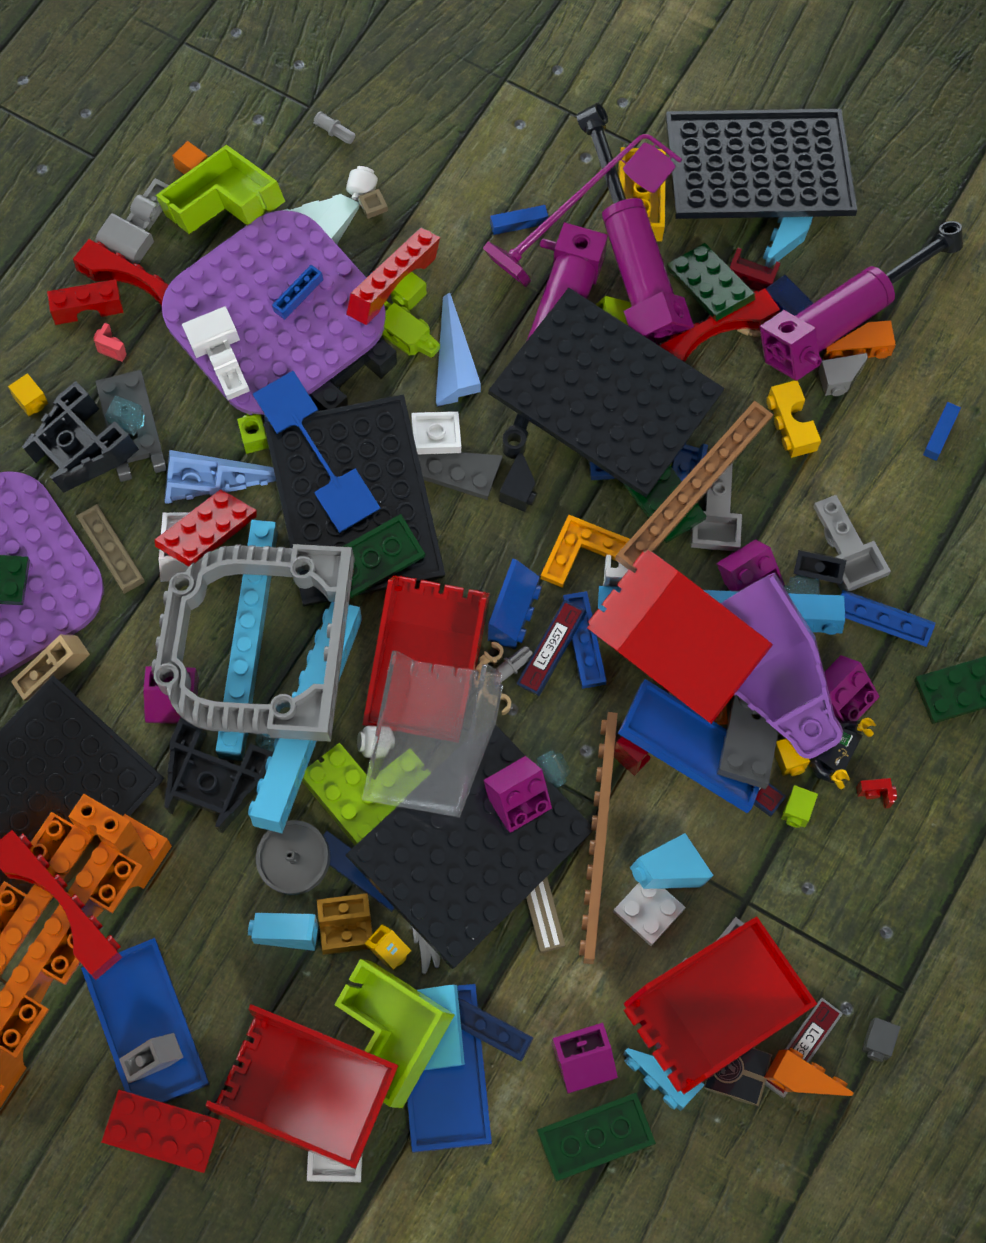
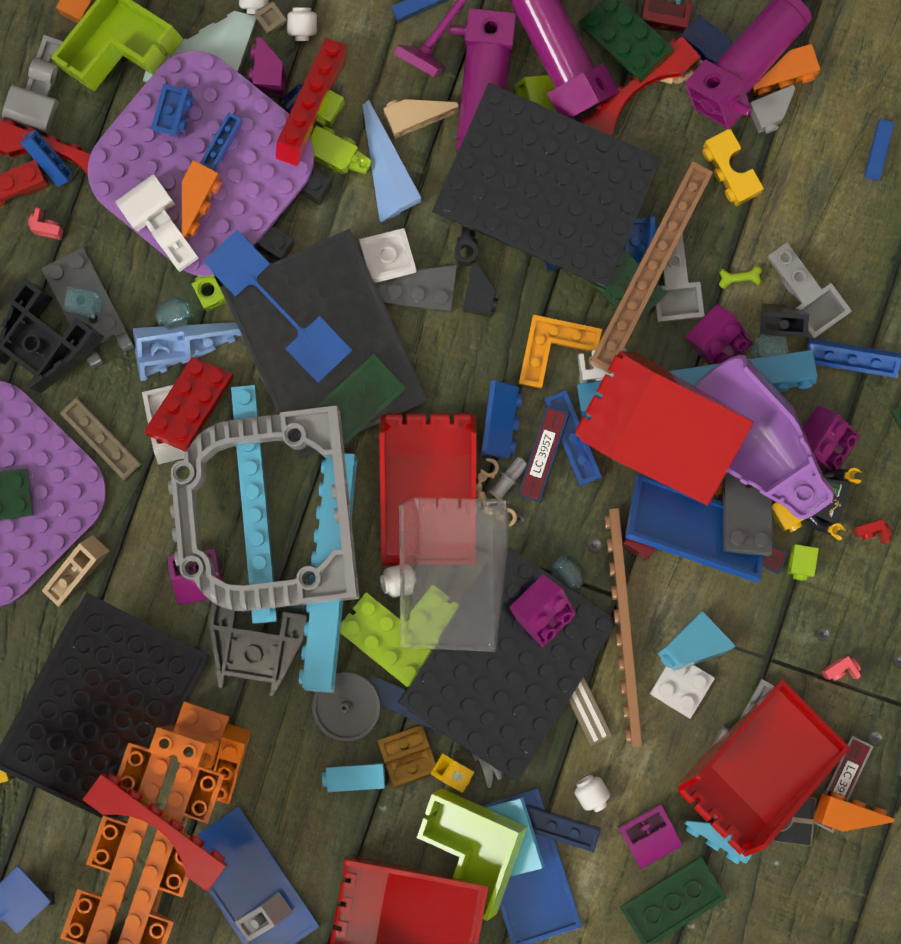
camera: 10 degrees left, 15 degrees up
(127, 281) = (46, 158): none -> blue piece
(155, 891) = (230, 759): none -> orange slope
(212, 443) = (173, 312): none -> clear light blue head
(257, 255) = (172, 110): none -> blue bracket
(264, 328) = (197, 191): none -> orange slope
(359, 243) = (268, 70): none -> magenta slope
(401, 214) = (302, 23): none -> white head
(492, 313) = (412, 115): none -> tan slope
(531, 1000) = (592, 793): none -> white head
(771, 521) = (728, 278): none -> lime piece
(817, 925) = (836, 669): none -> coral bracket

